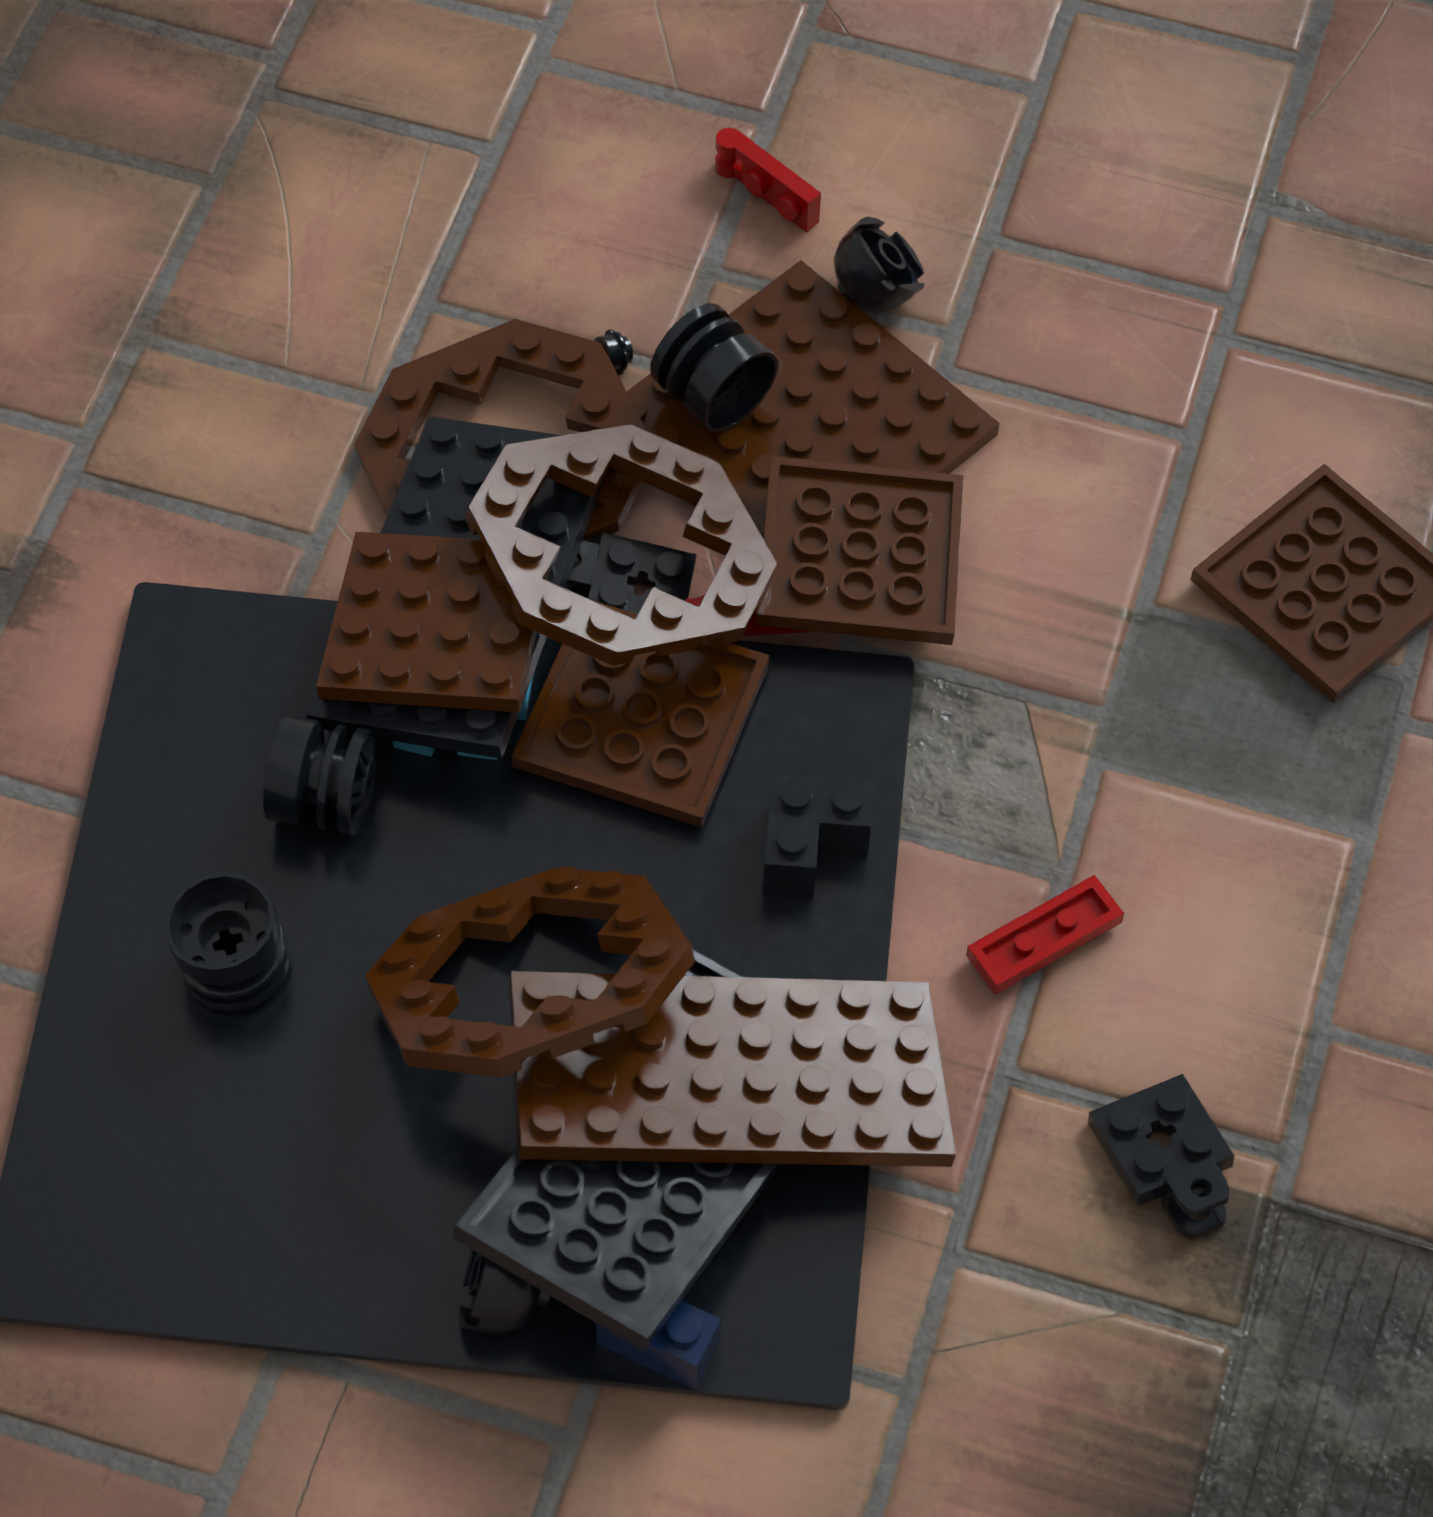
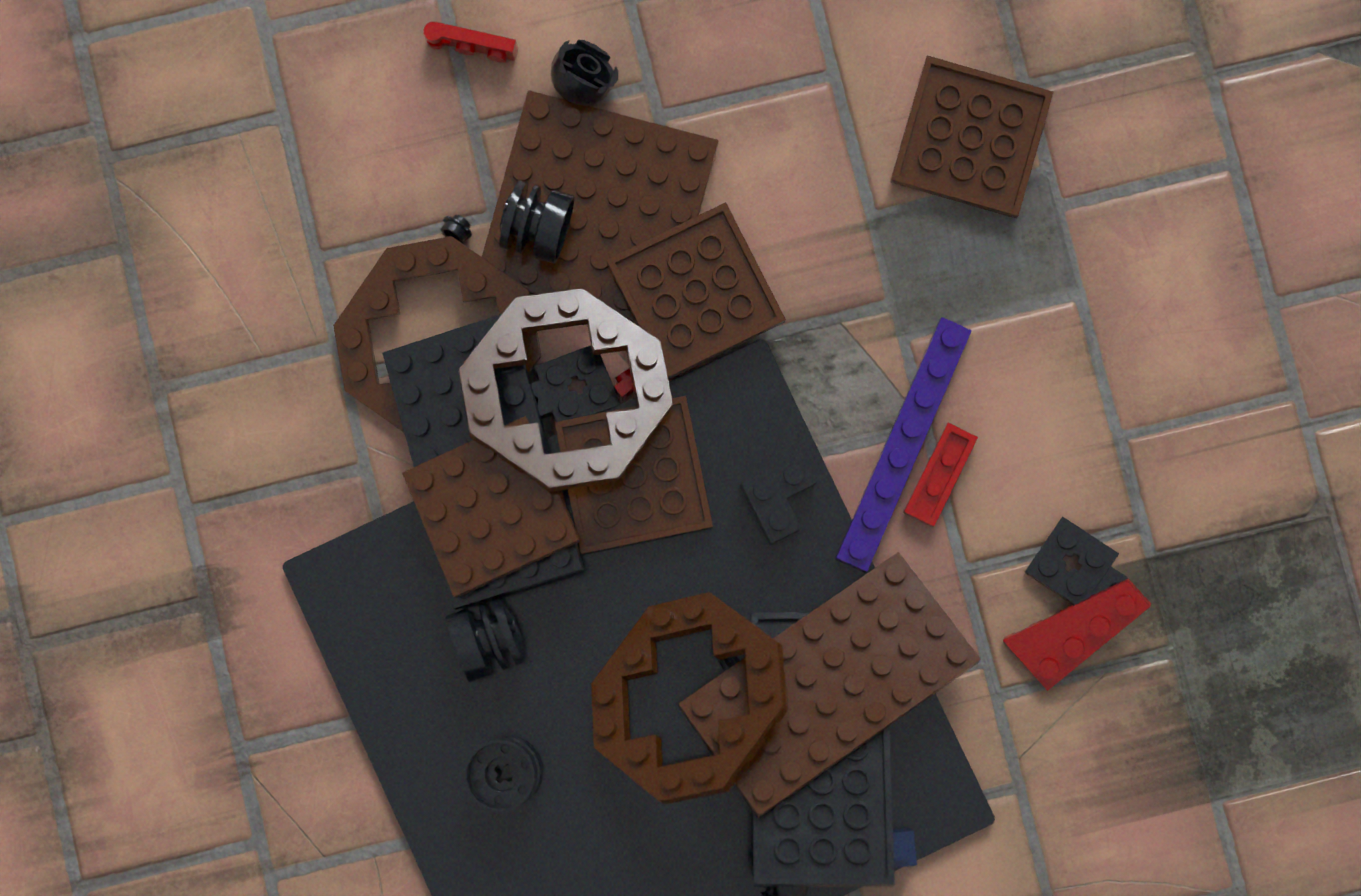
camera: 30 degrees left, 25 degrees up
(1015, 873) = (903, 445): none -> dark purple plate
(1105, 1218) = (1071, 636): none -> red wing

